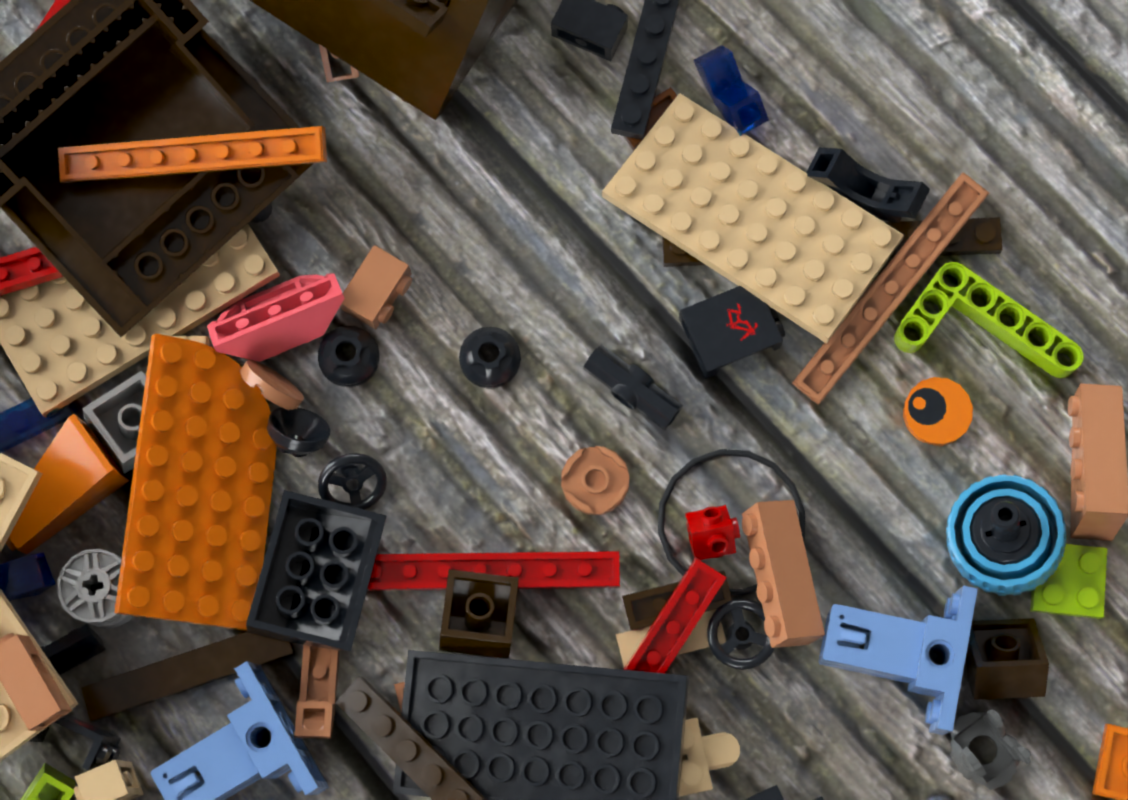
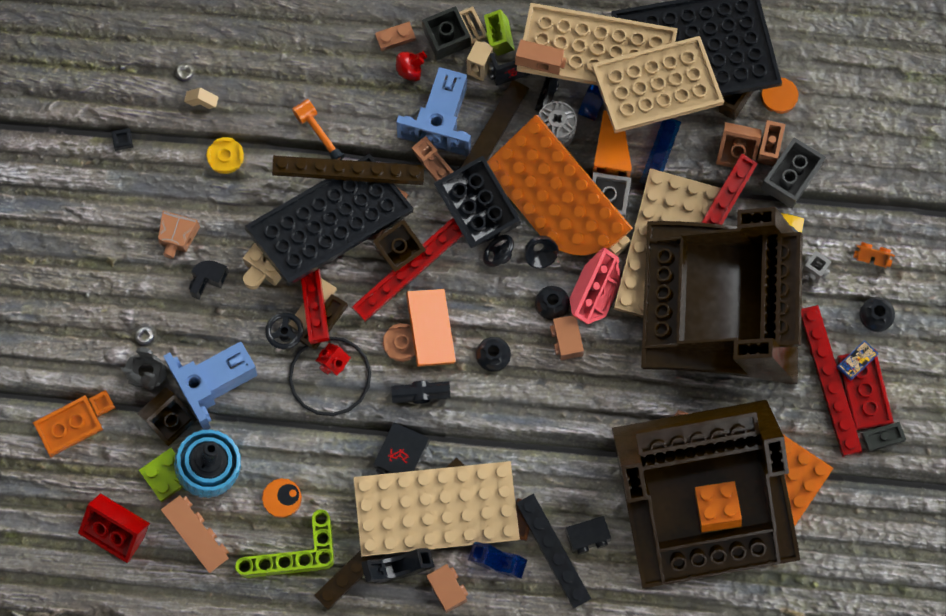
camera: 135 degrees right, 5 degrees down
(193, 154) = (689, 310): orange tile -> none
(273, 385) = (569, 258): nougat tile -> none
(539, 462) = (430, 327): none -> tile
(782, 574) = (288, 366): nougat brick -> none
(825, 111) = (447, 588): none -> nougat brick
(890, 288) = (347, 534): nougat tile -> none
(1079, 762) = (101, 403): none -> orange tile

